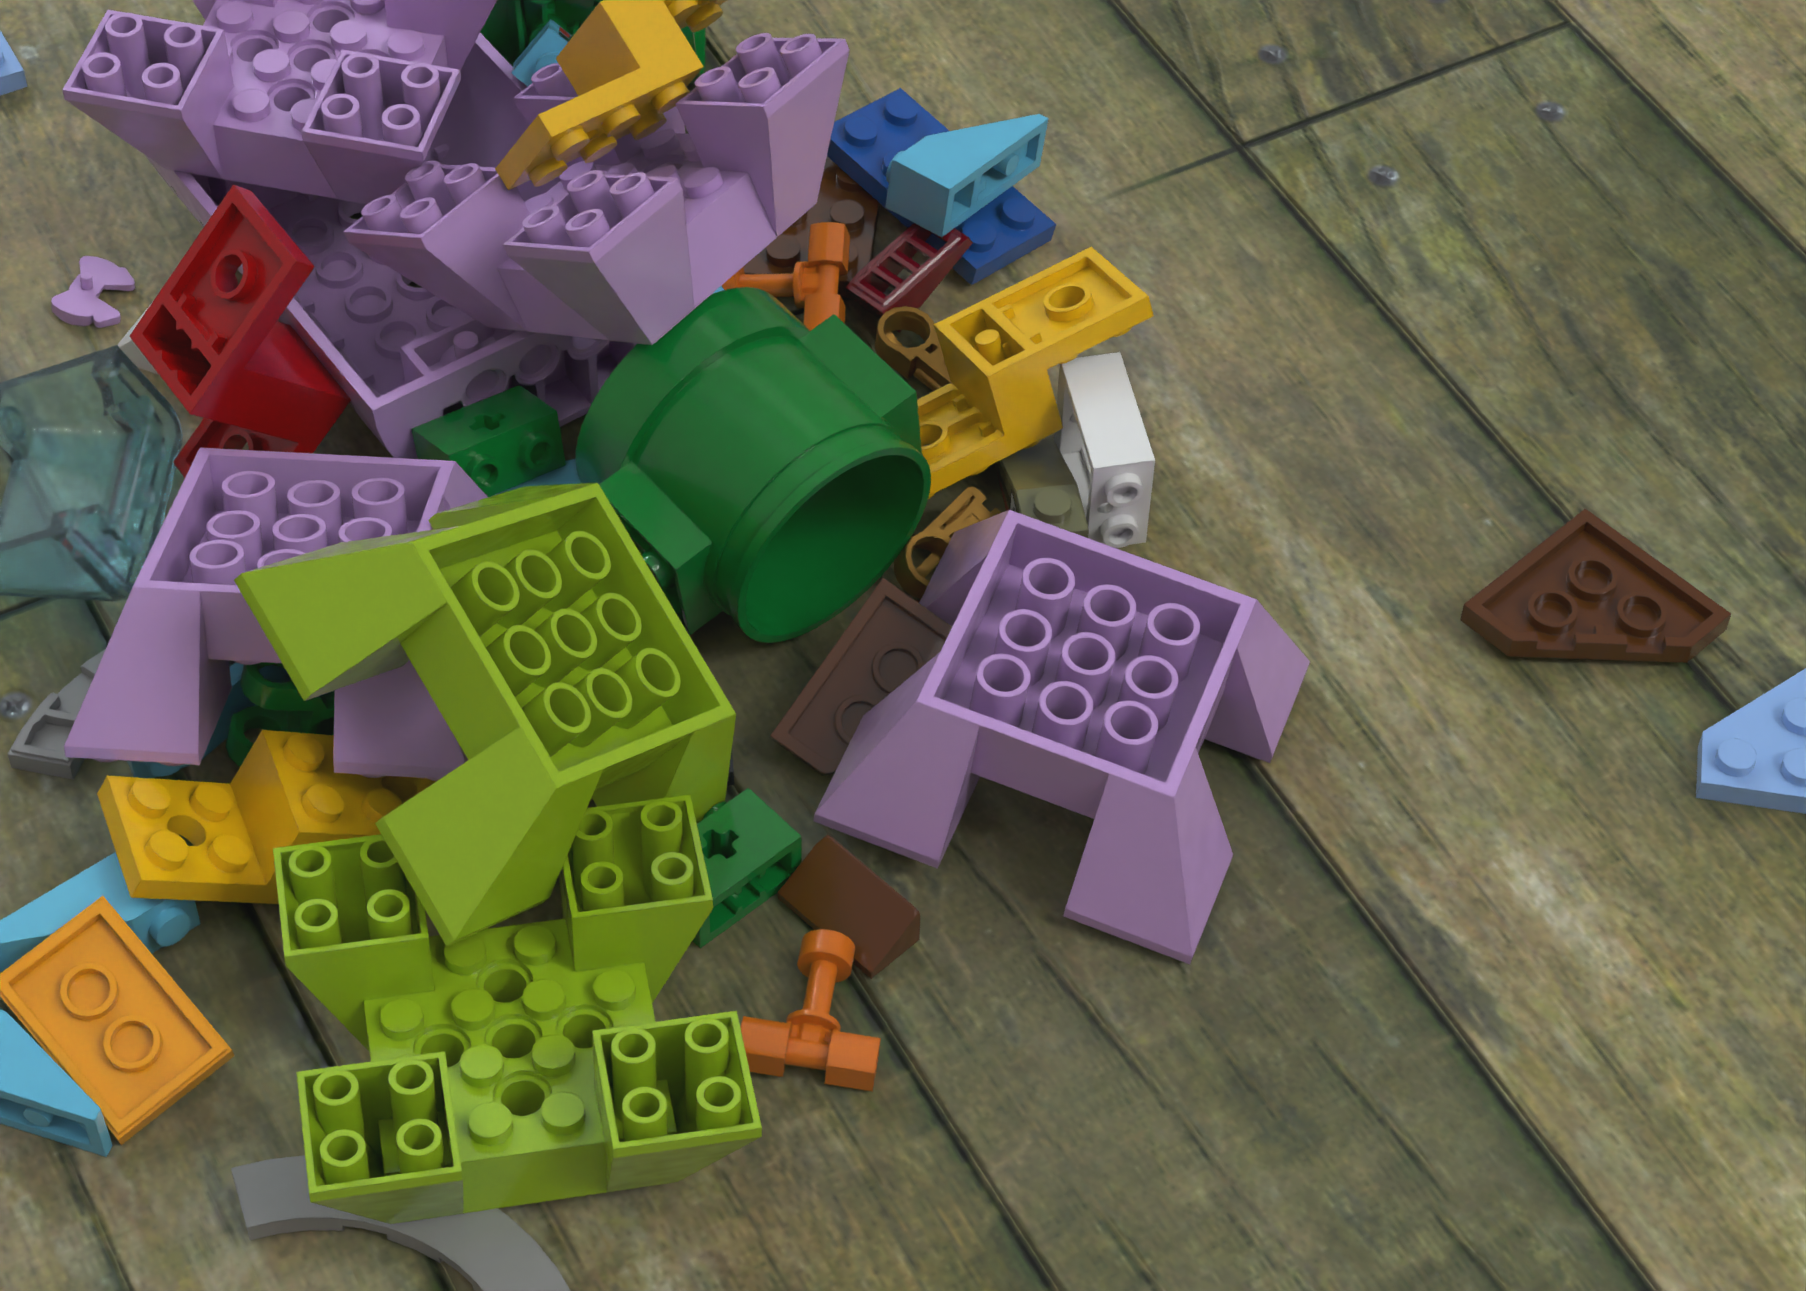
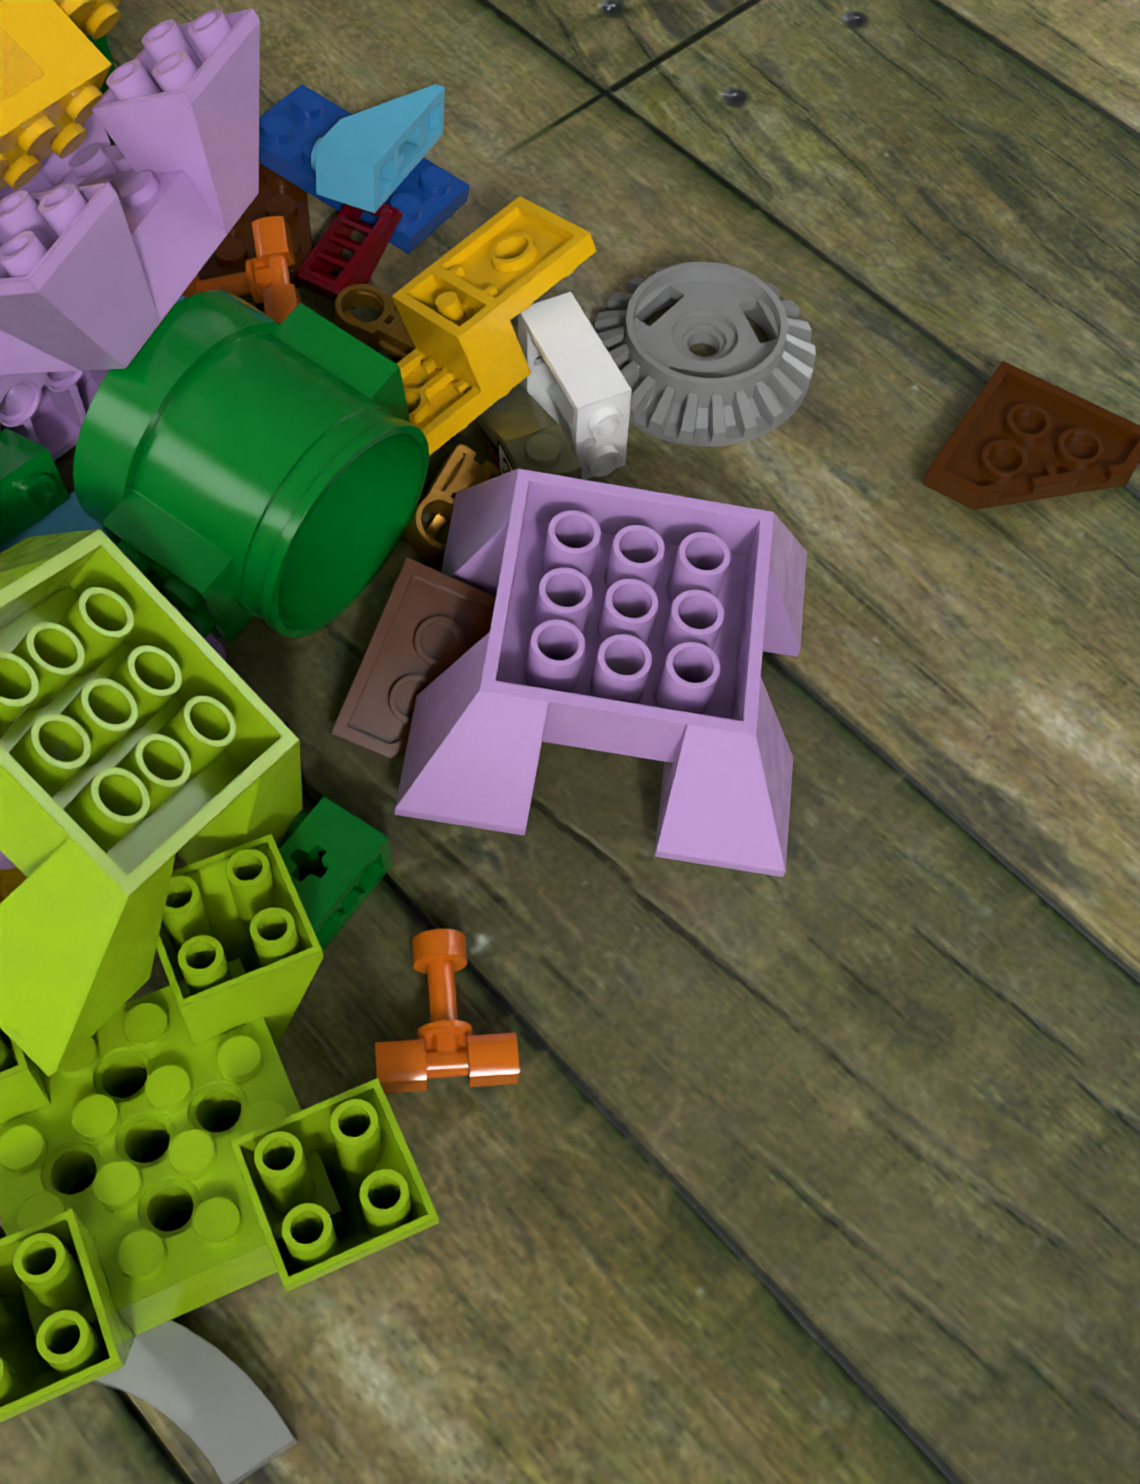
camera: 15 degrees left, 10 degrees up
(845, 896) = (449, 891): reddish brown slope -> none
(1255, 492) = (714, 398): none -> light grey gear

